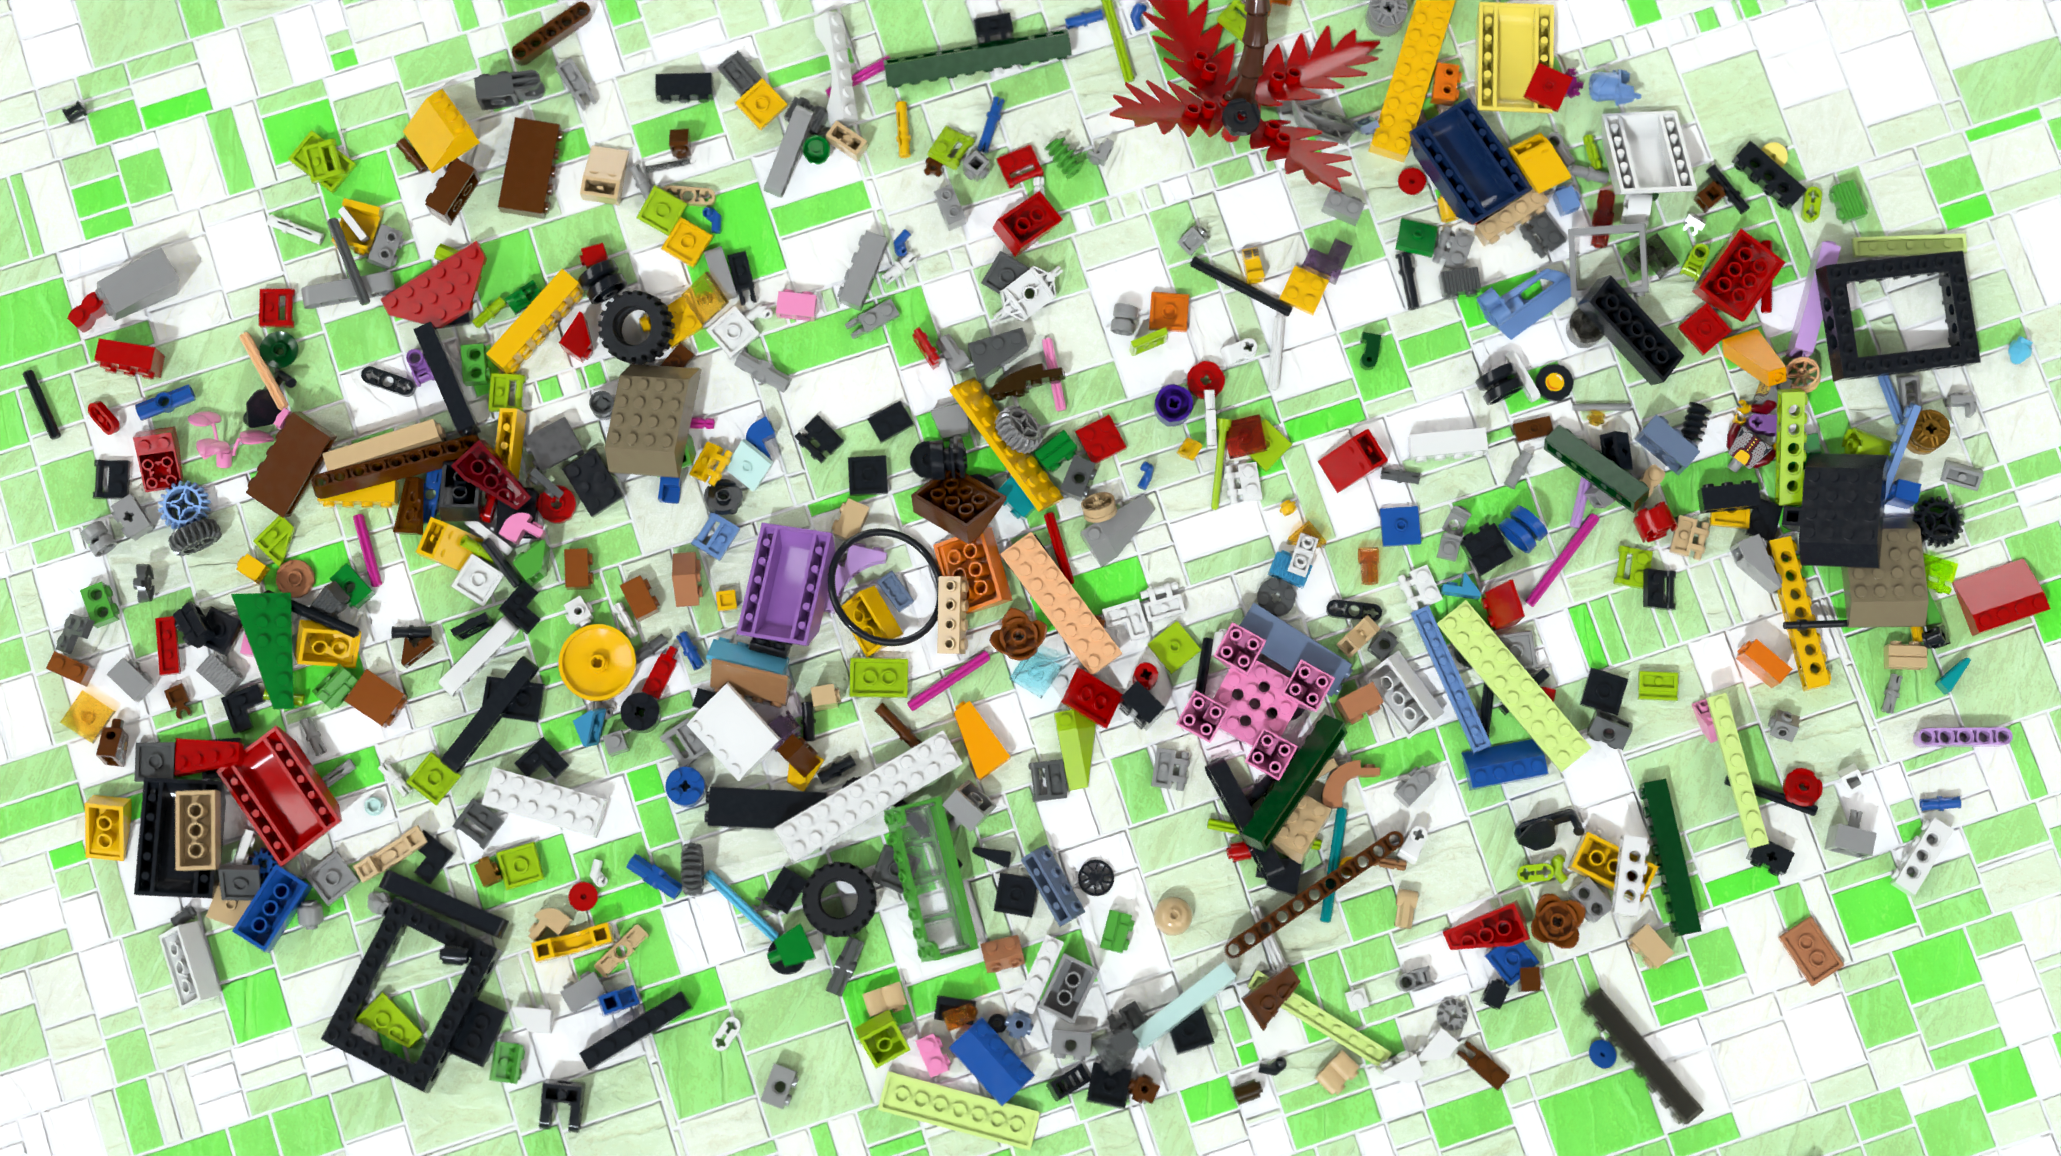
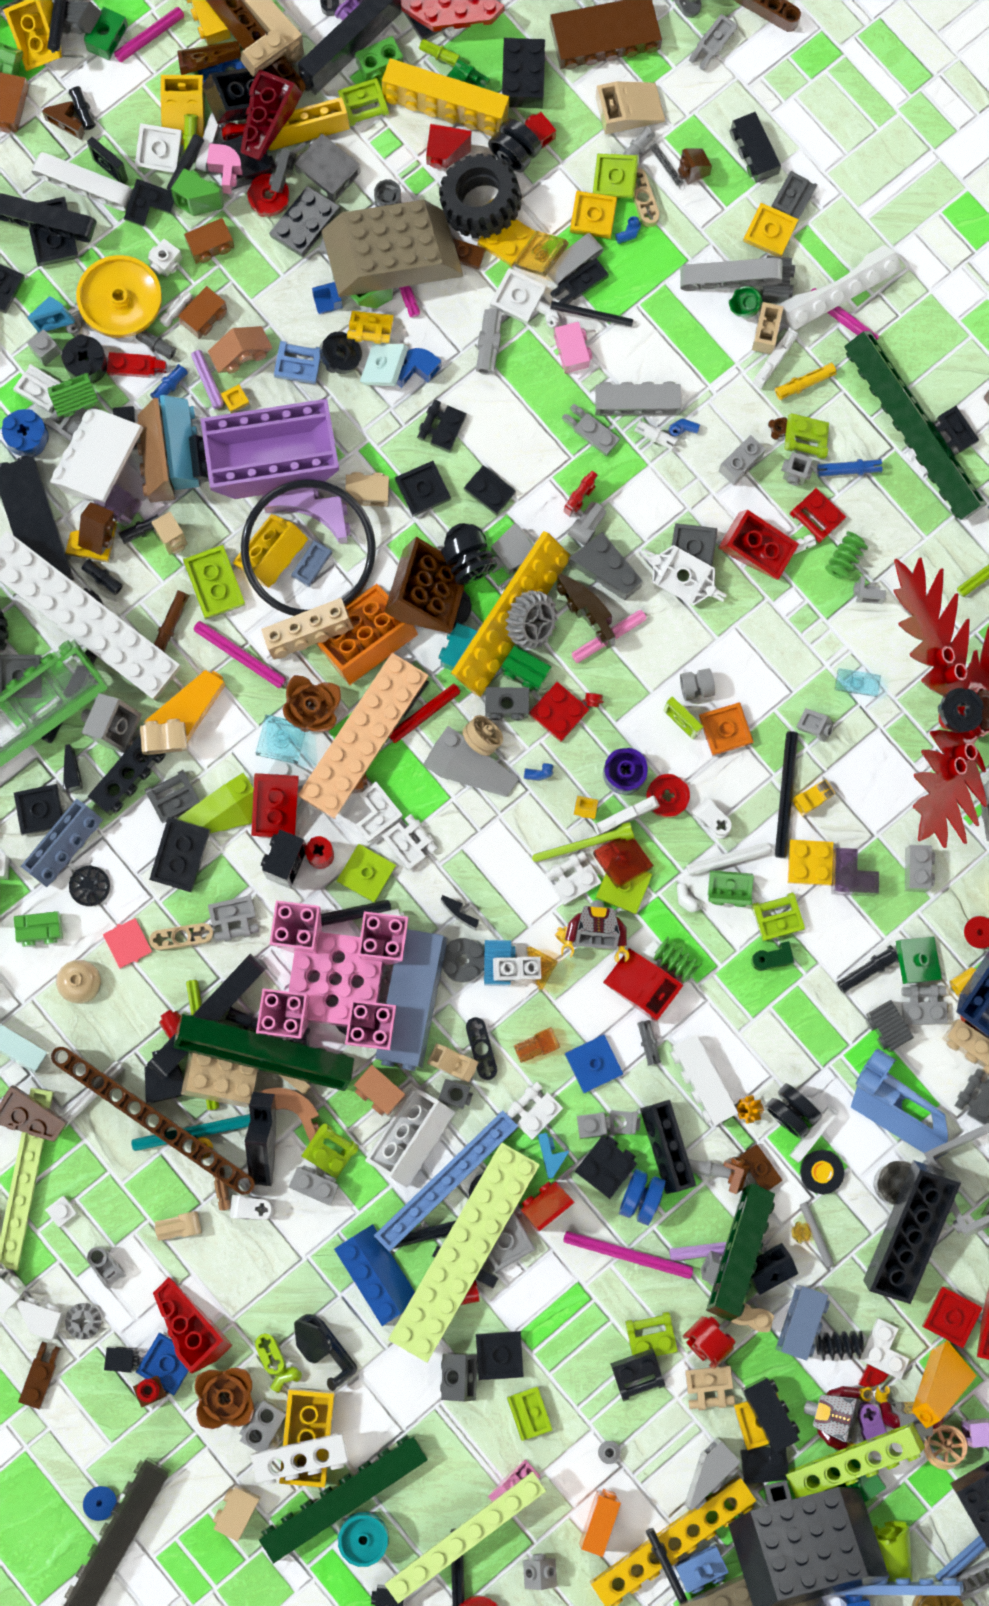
camera: 65 degrees right, 0 degrees up
(436, 455) = (264, 51): none -> tan brick
(538, 249) = (523, 72): none -> black brick
(649, 760) = (34, 387): none -> white plate
(672, 732) = (73, 395): none -> bright green brick
(699, 617) = (207, 379): none -> lavender axle
(773, 278) = (591, 313): none -> black bar
(873, 146) = (775, 358): none -> white piece
(995, 786) = (115, 777): none -> black brick
(1000, 766) = (163, 737): none -> tan brick
(1100, 792) = (179, 854): none -> black plate
(1102, 407) = (593, 699): none -> red plate
(1155, 864) = (127, 943): none -> coral piece
(1172, 192) = (857, 682): none -> clear light blue plate
(1176, 804) = (166, 944): none -> tan beam
(1232, 586) = (454, 908): none -> black slope
(1294, 479) = (598, 929): none -> torso
(1296, 401) = (685, 900): none -> white arm
(1301, 361) = (730, 888): none -> bright green bracket
(1342, 427) = (676, 960): none -> bright green piece
(1344, 333) = (781, 923): none -> lime plate
(1361, 812) = (261, 1138): none -> black slope
(1396, 767) = (324, 1156): none -> lime plate
(1484, 417) = (749, 1109): none -> light orange gear
(1489, 493) = (668, 1146): none -> black brick
(1532, 447) = (738, 1177): none -> dark orange bracket
(1536, 978) = (141, 1393): none -> red plate
(1706, 640) = (606, 1445): none -> light grey plate
(1710, 396) = (878, 1352): none -> white plate
(1715, 845) = (360, 1525): none -> teal wheel
(1727, 409) = (872, 1377): none -> red tile
(1826, 599) = (701, 1569): none -> medium blue brick

